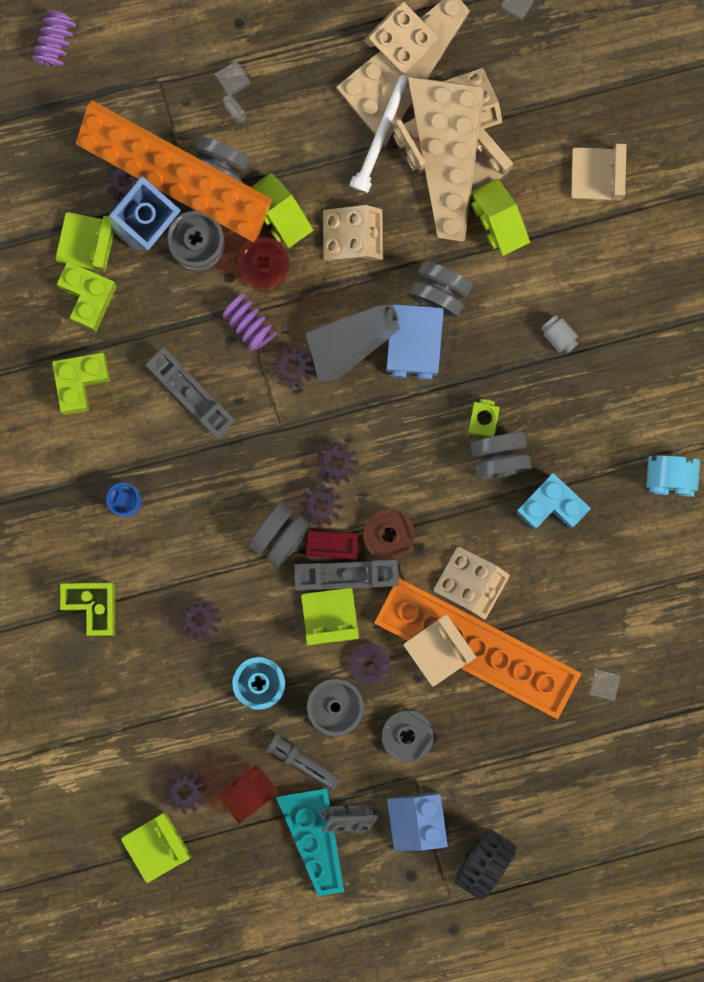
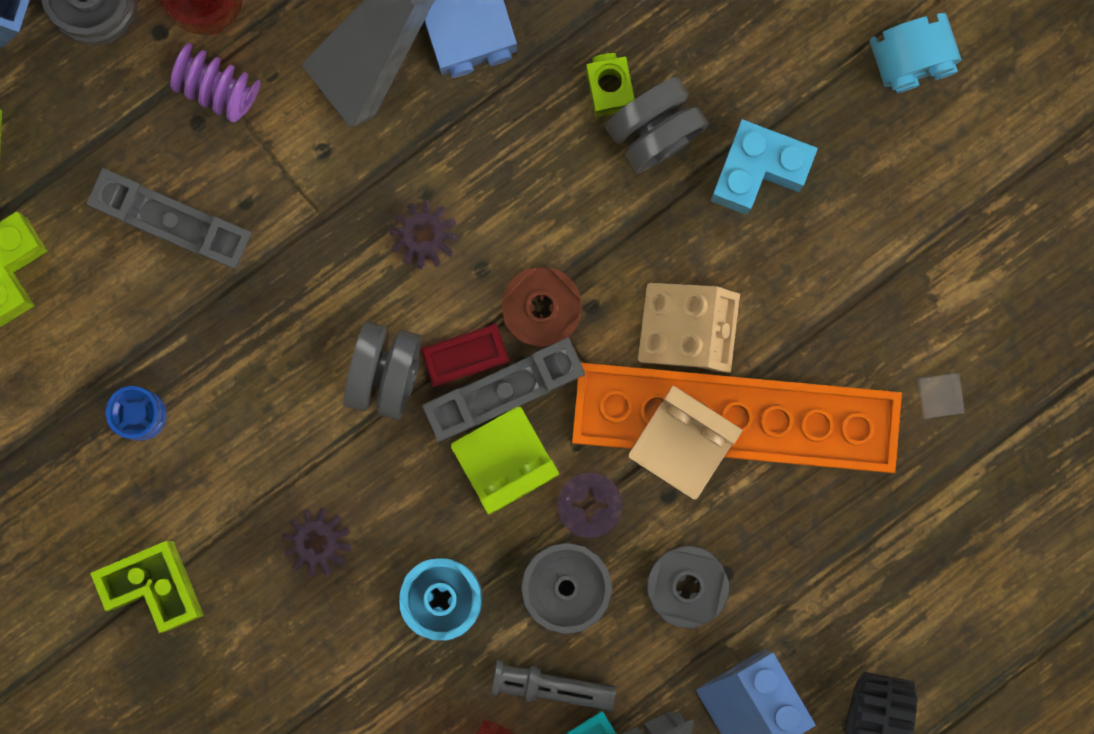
camera: 20 degrees left, 0 degrees up
(301, 369) = (288, 126): gear -> none
(317, 513) = (425, 291): gear -> none

